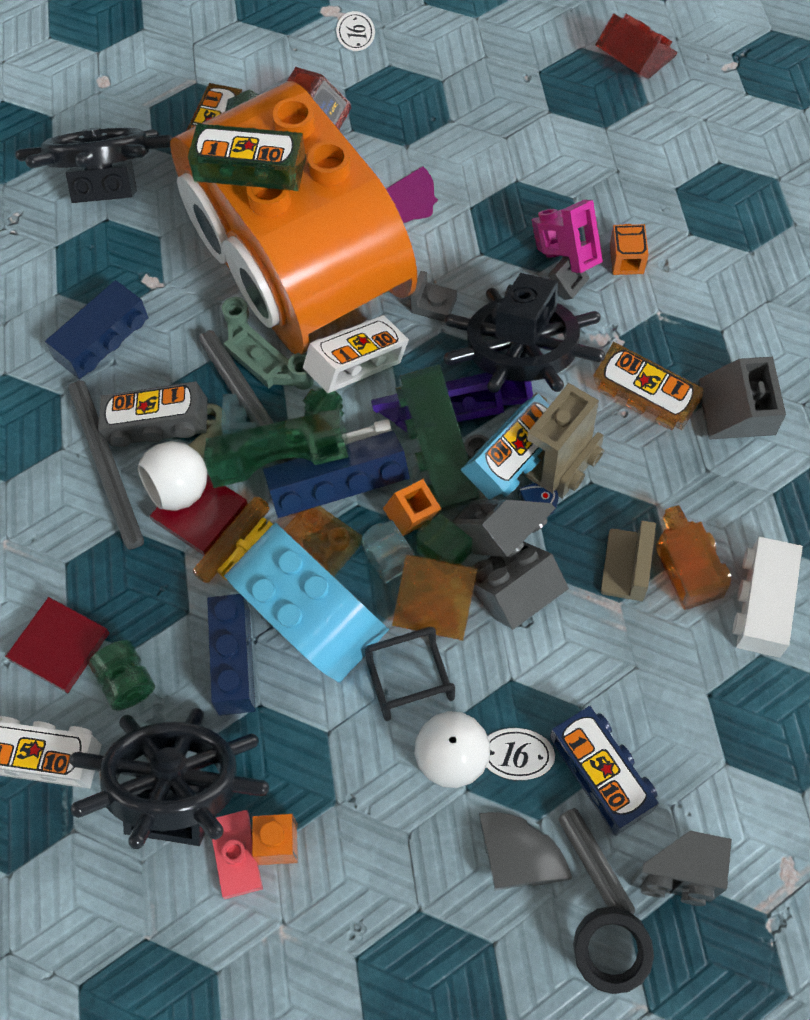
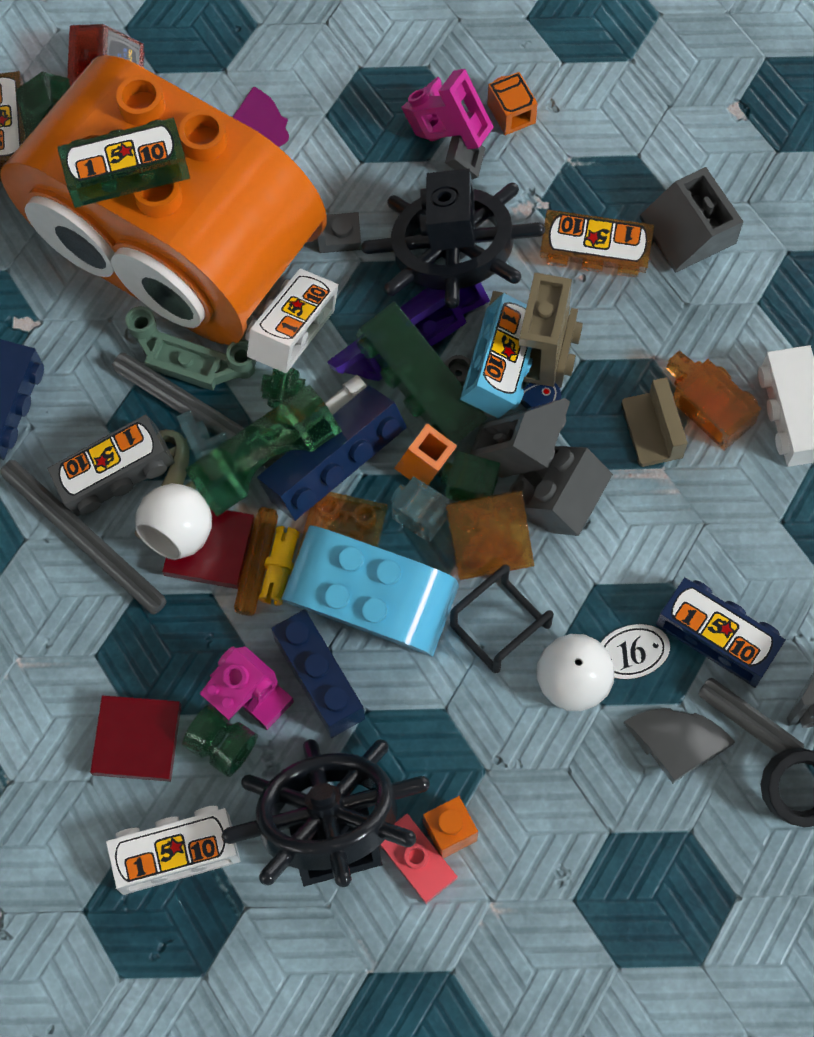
camera: 25 degrees left, 5 degrees up
(164, 630) = (245, 677): none -> dark pink tile

